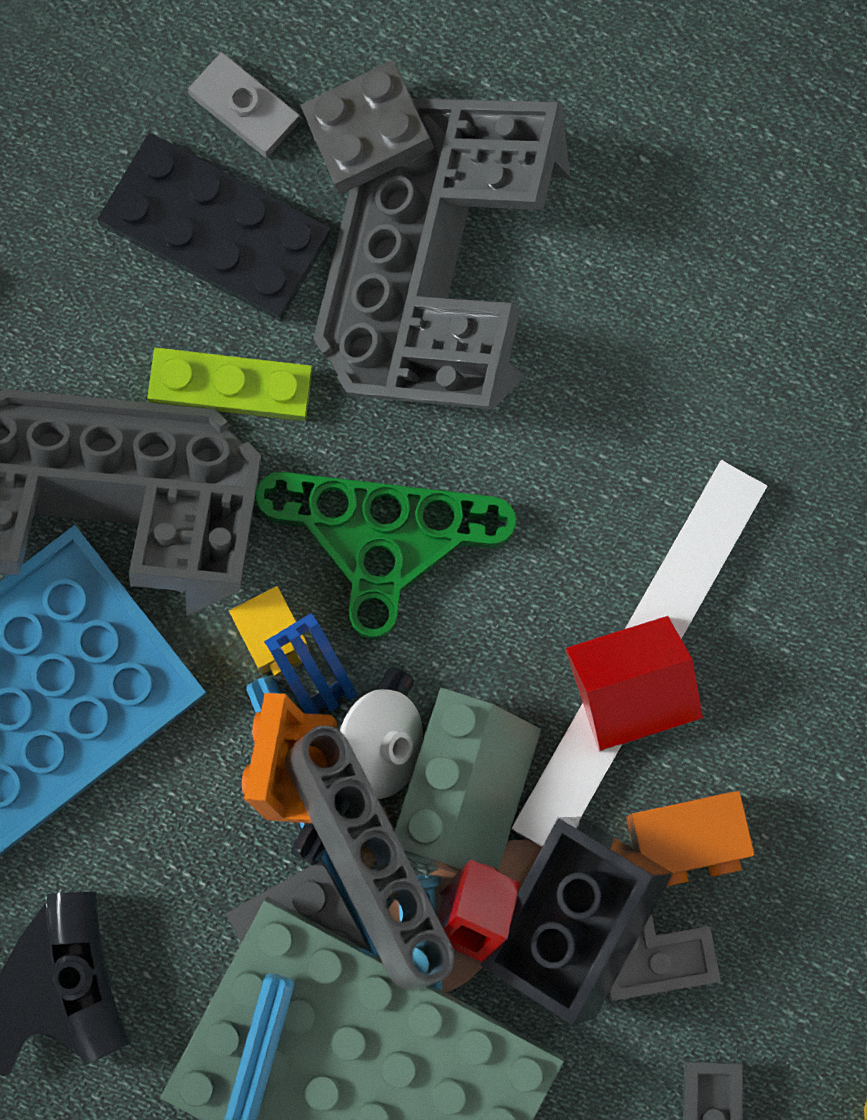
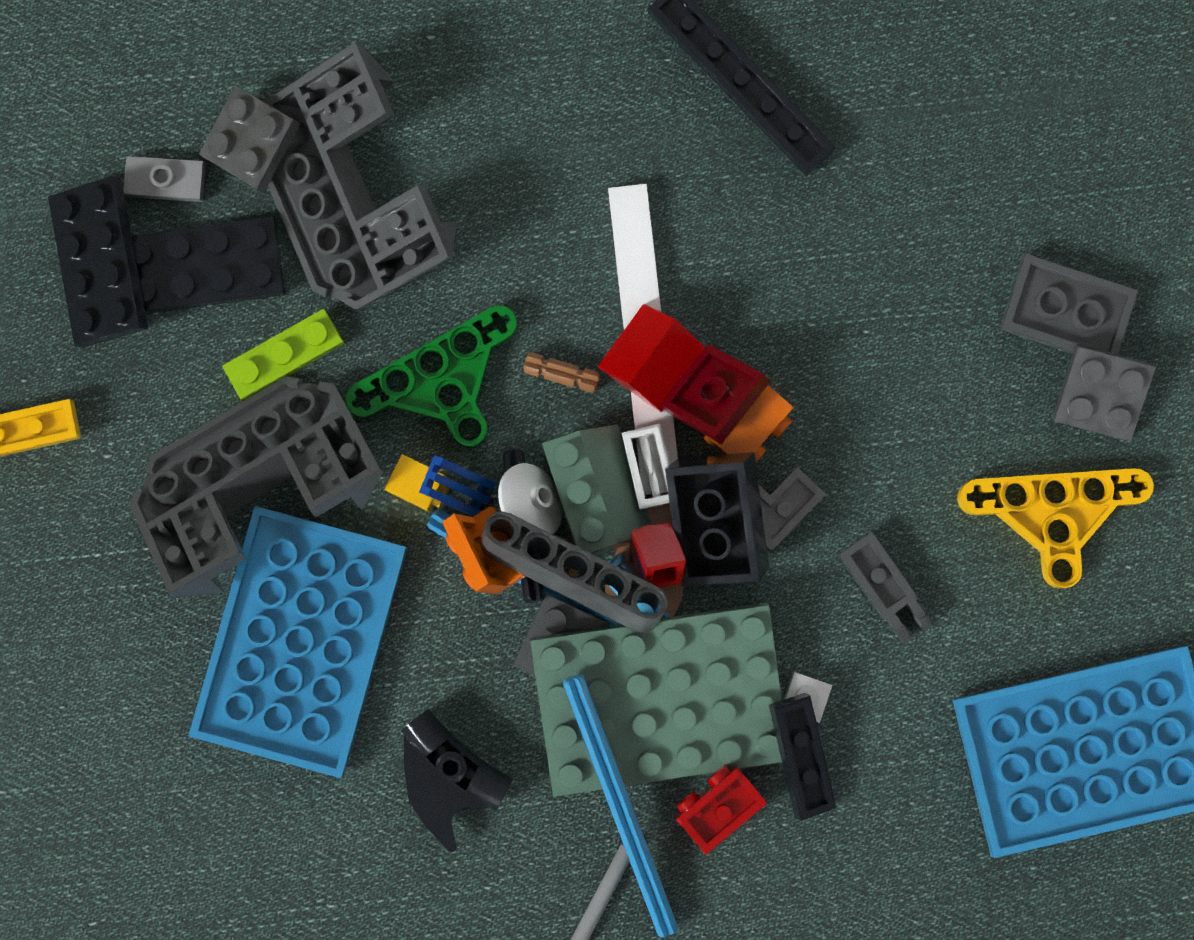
camera: 25 degrees left, 5 degrees up
(105, 141) = (97, 262): none -> black plate
(520, 625) = (561, 372): none -> medium nougat axle
(560, 759) = (642, 434): none -> white tile
(676, 775) = (715, 393): none -> dark red plate

